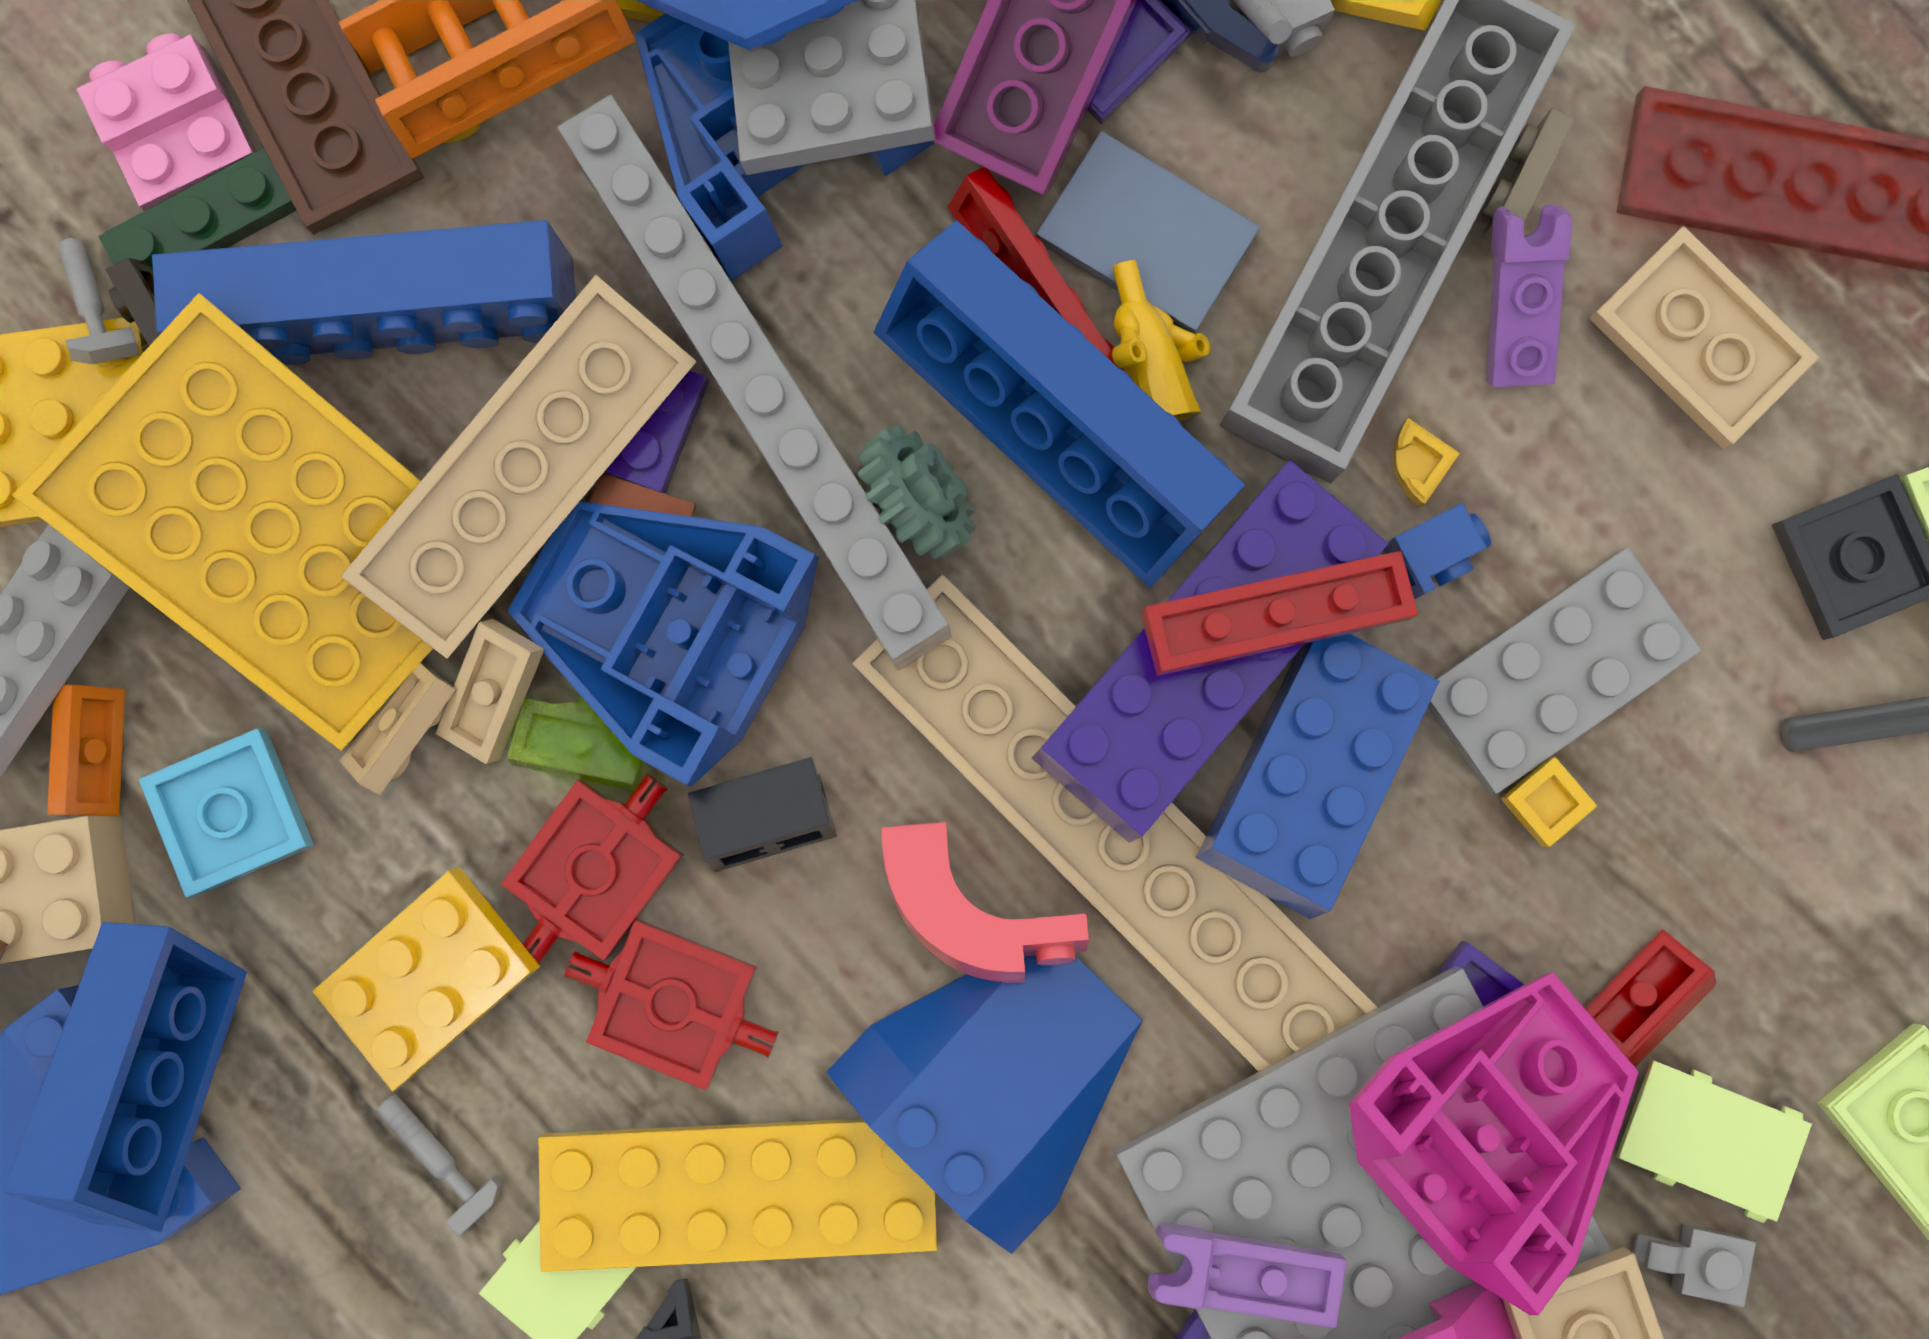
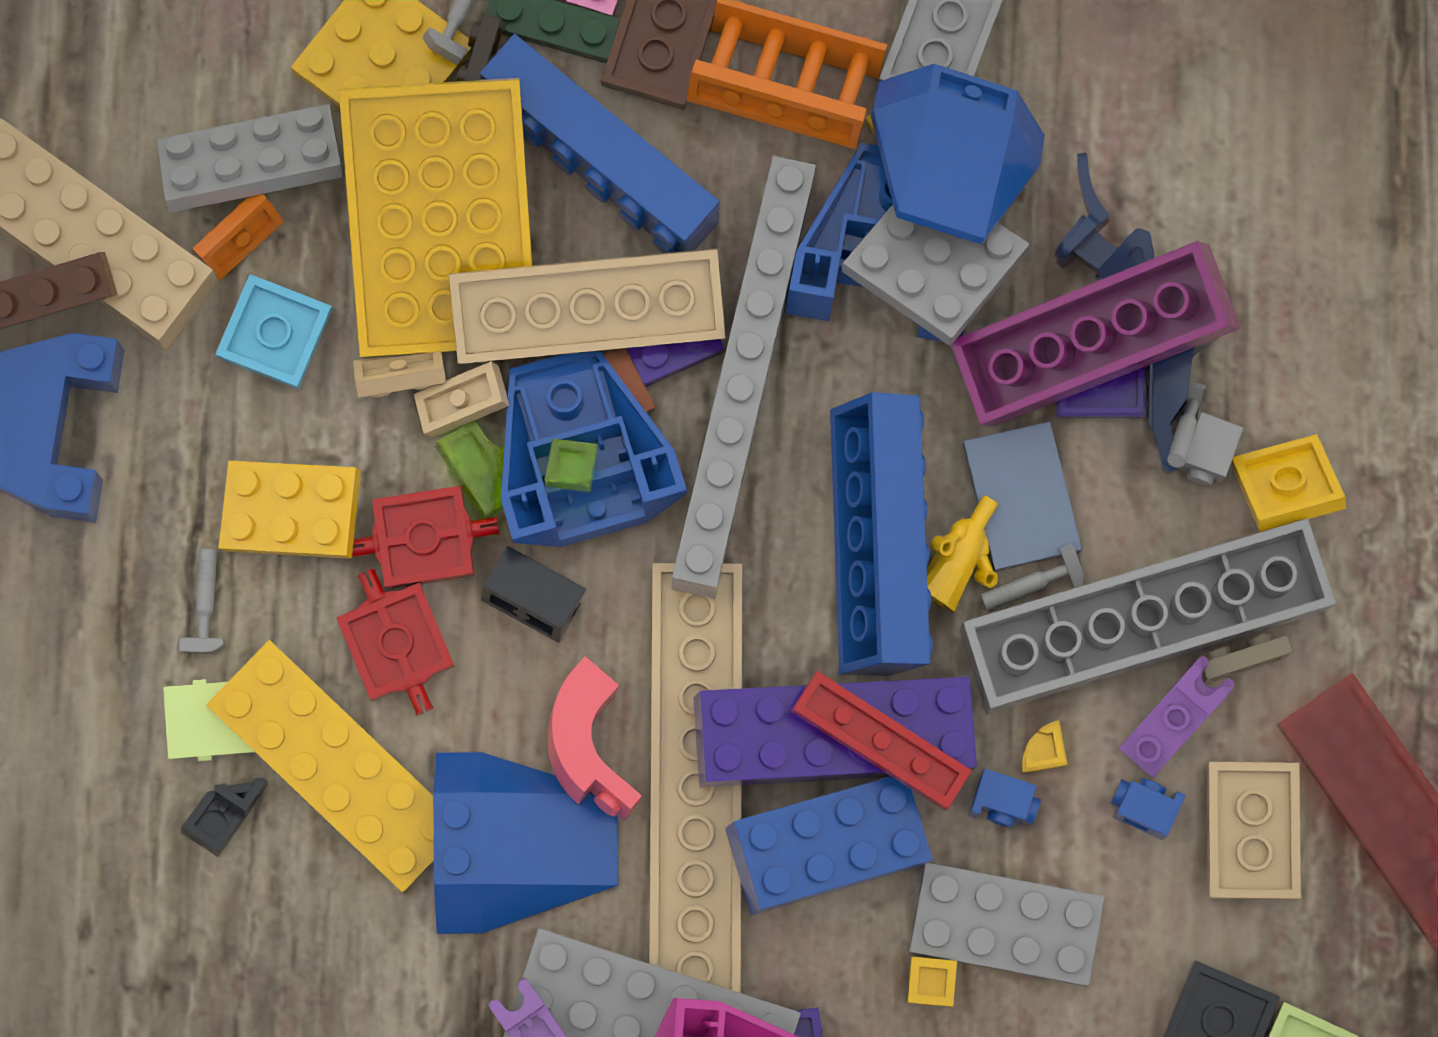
camera: 45 degrees right, 5 degrees down
(128, 1078) = (115, 415): blue brick -> none
(669, 646) = (571, 465): none -> clear neon green plate
(916, 492) = (769, 510): sand green gear -> none
(991, 217) = (941, 449): red plate -> none
(1268, 254) = (1037, 580): none -> light grey piece
(1583, 415) = (1146, 806): none -> blue brick

